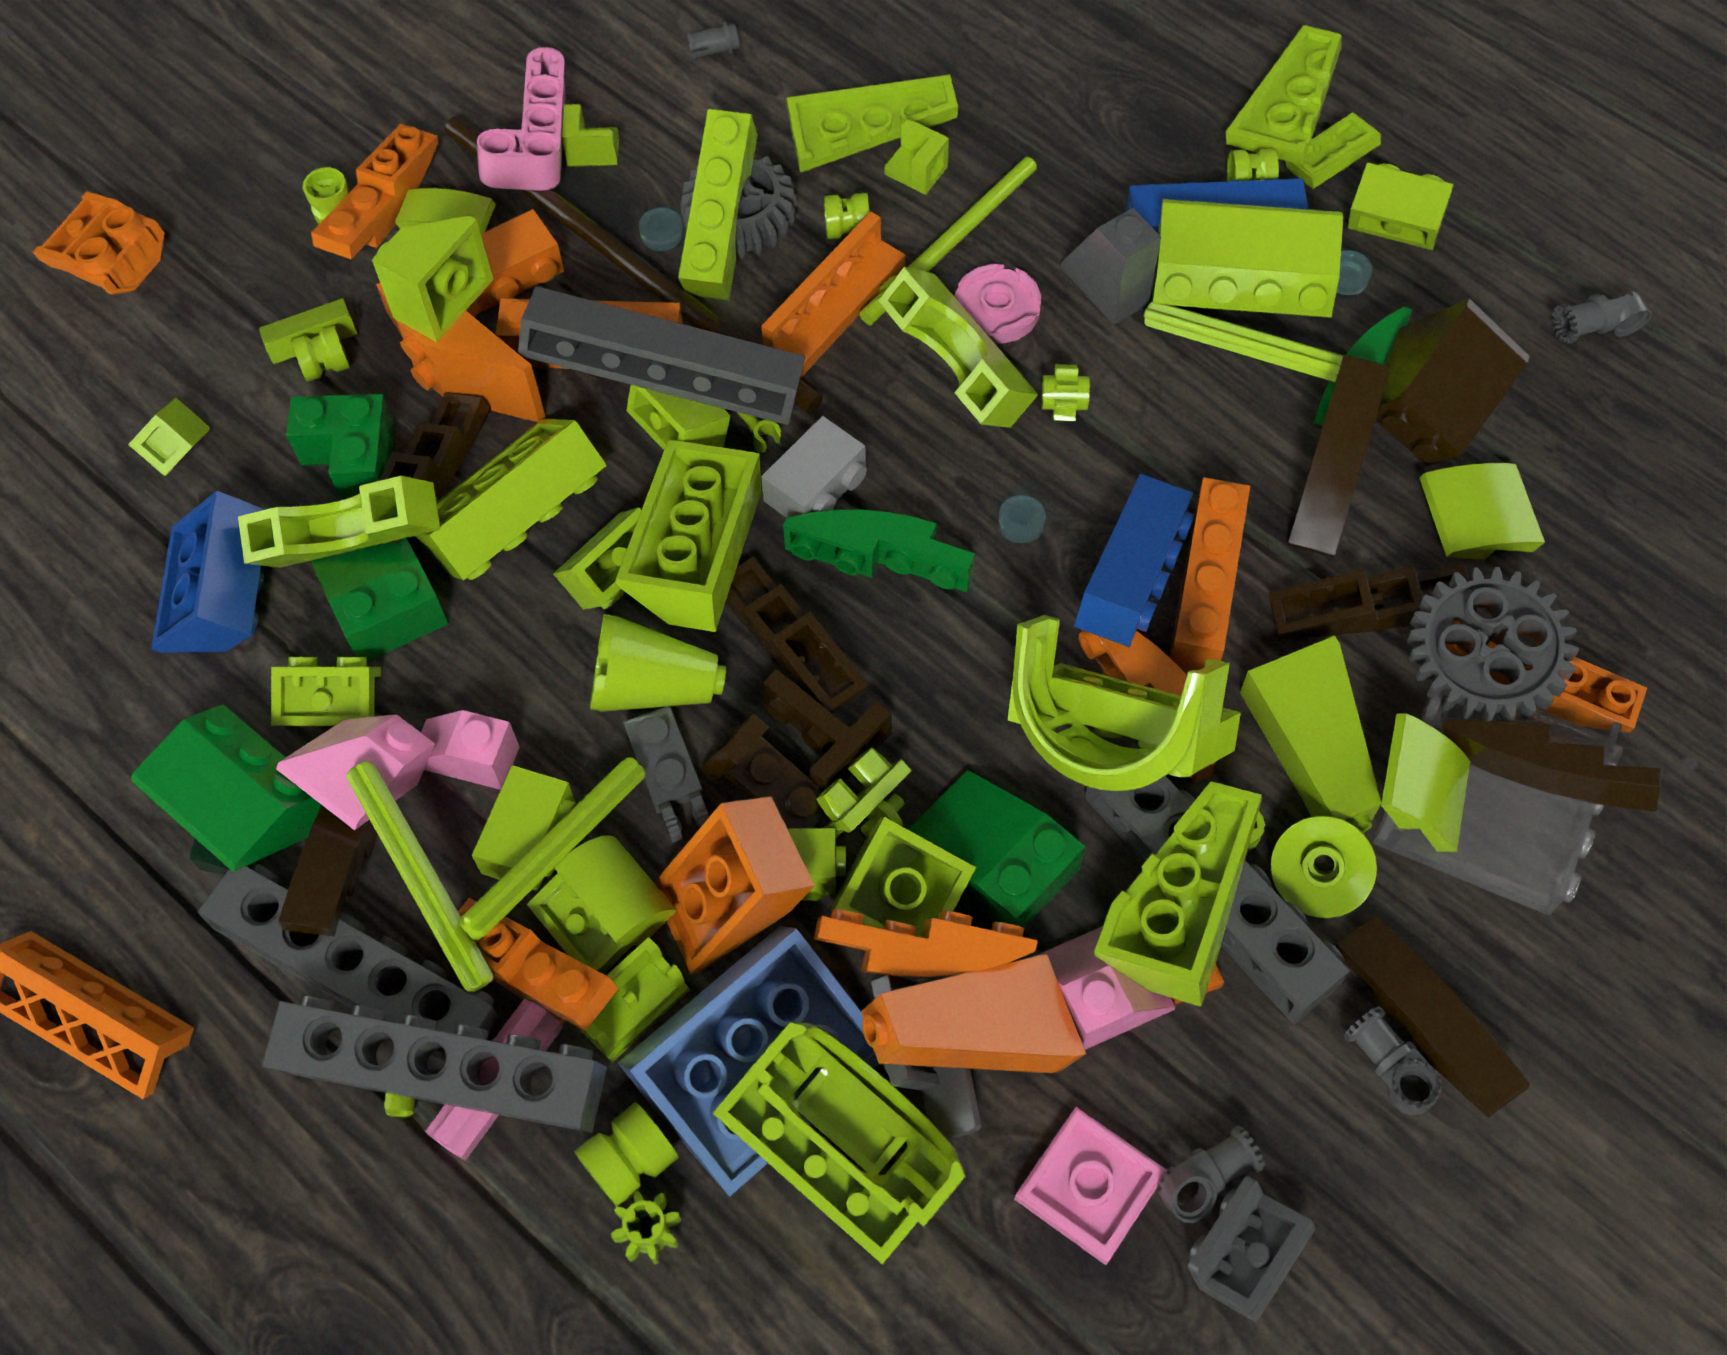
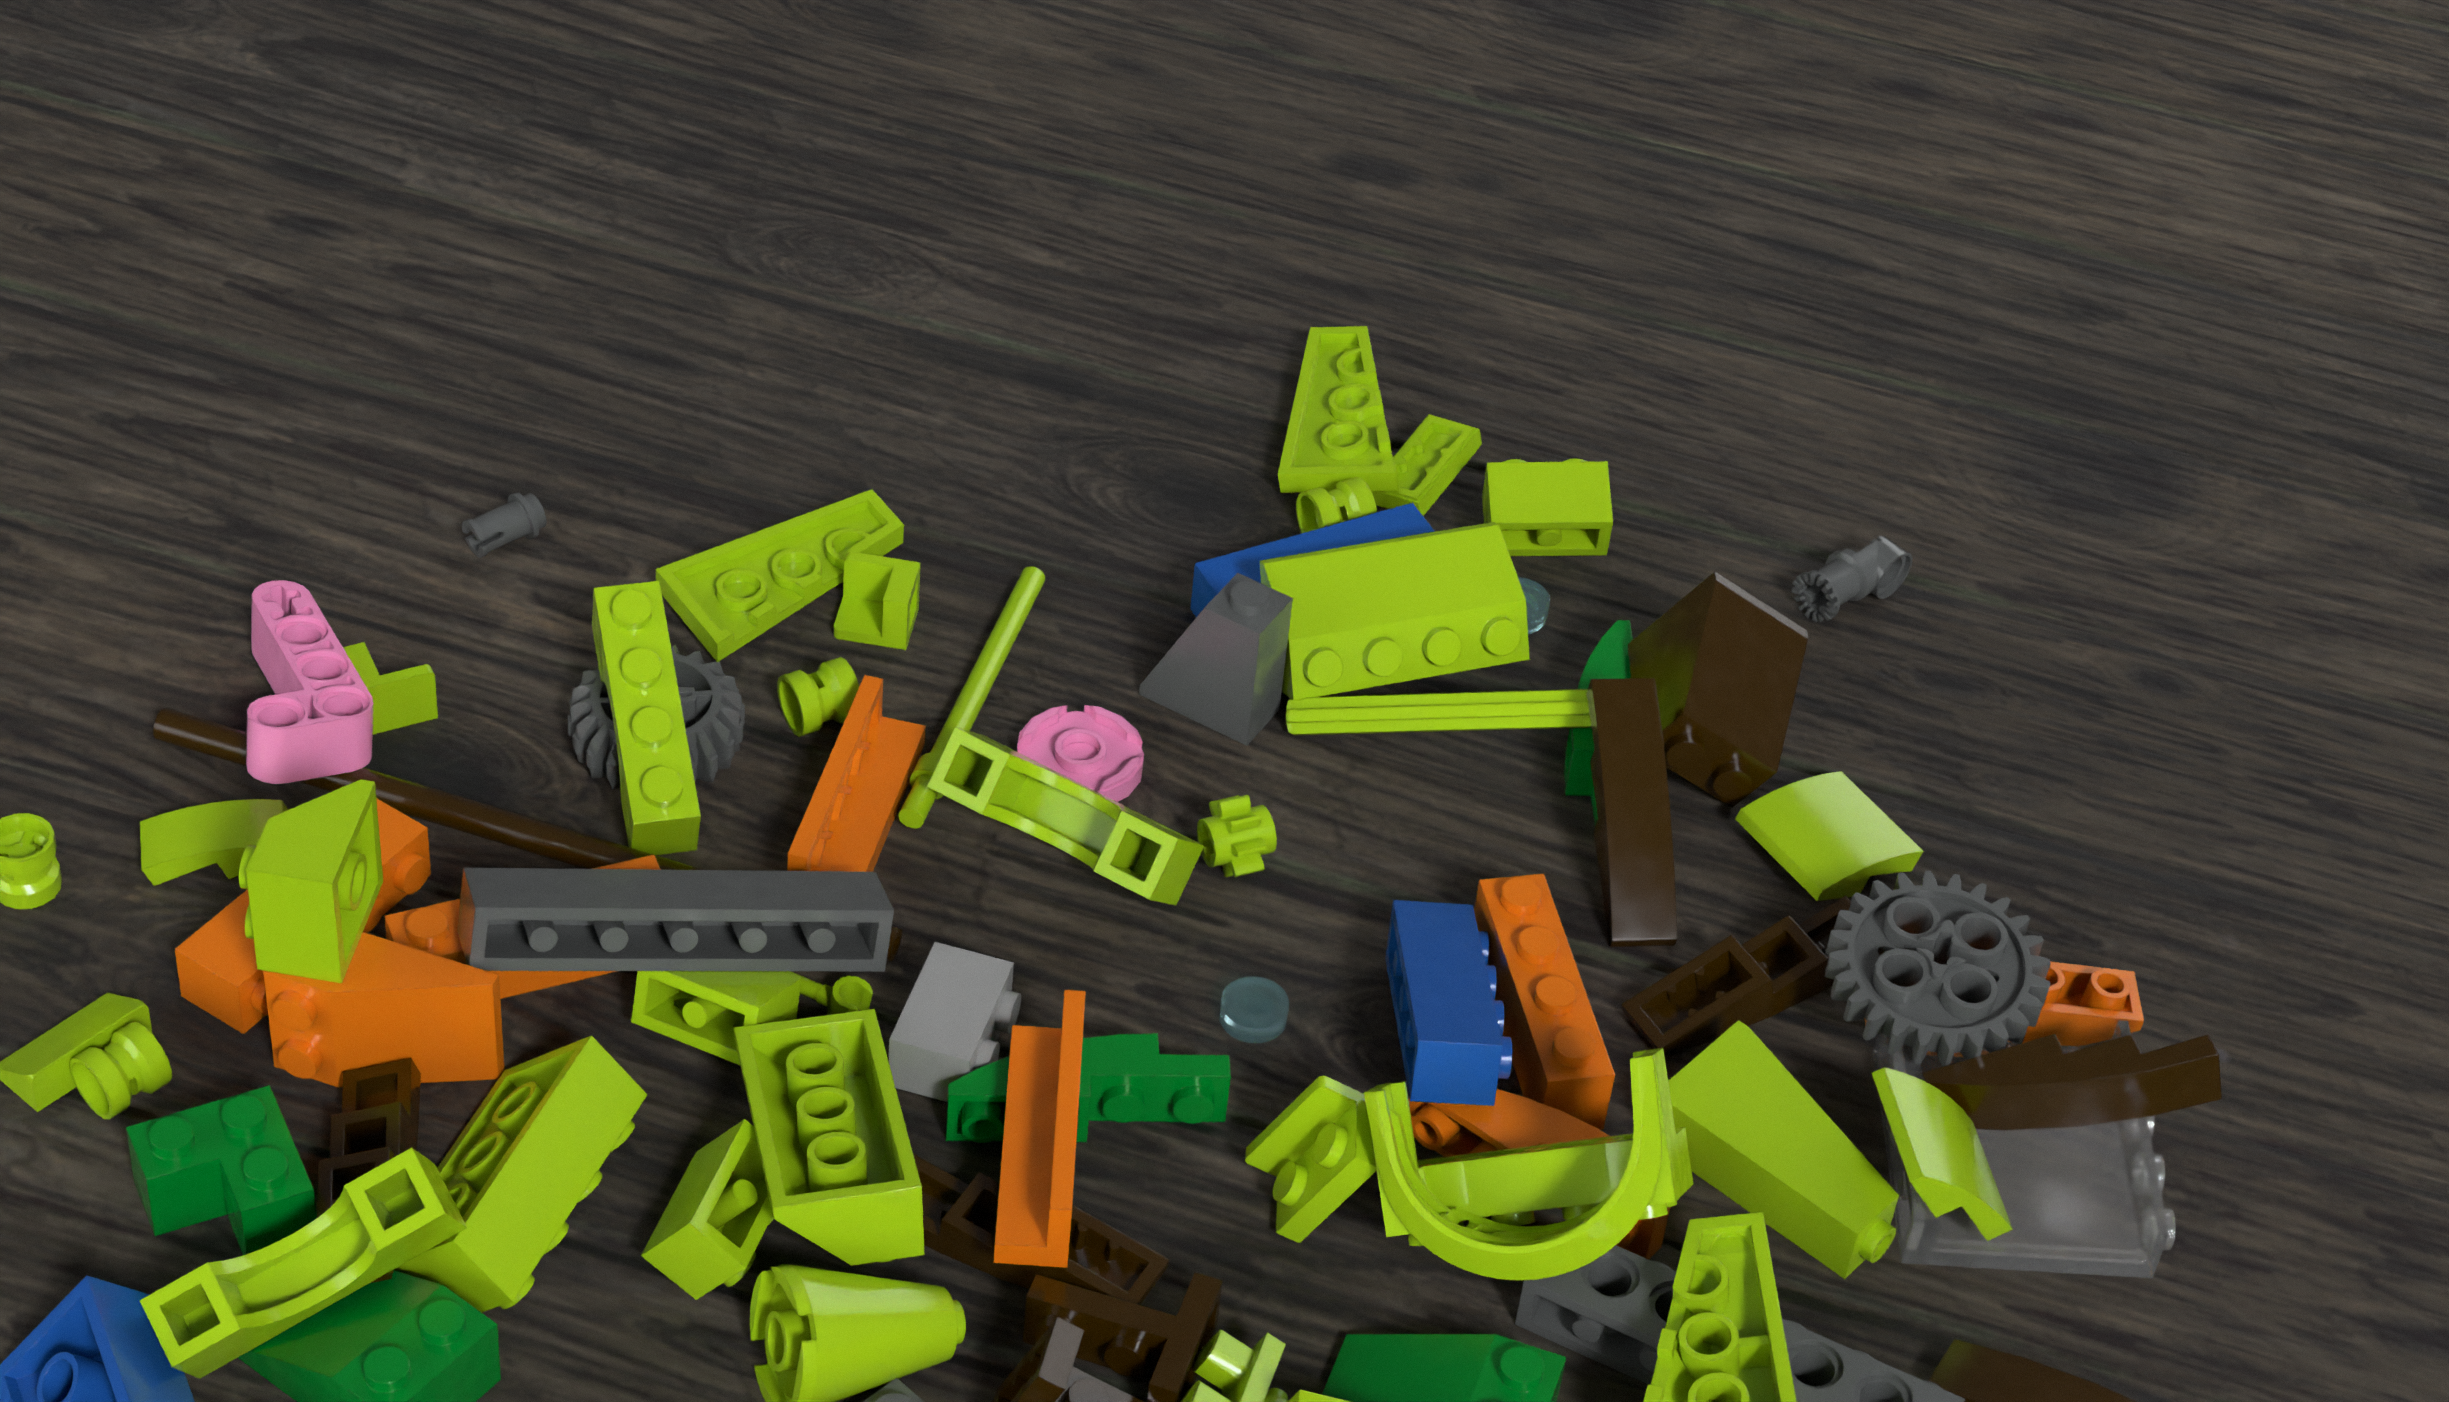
camera: 30 degrees left, 20 degrees down
(374, 203) = (99, 835): orange slope -> none
(661, 229) = (551, 782): clear light blue tile -> none
(819, 578) = (1040, 1140): none -> orange fence
(994, 635) = (1318, 1154): none -> lime bracket
(1321, 892) = (1892, 1273): lime dish -> none

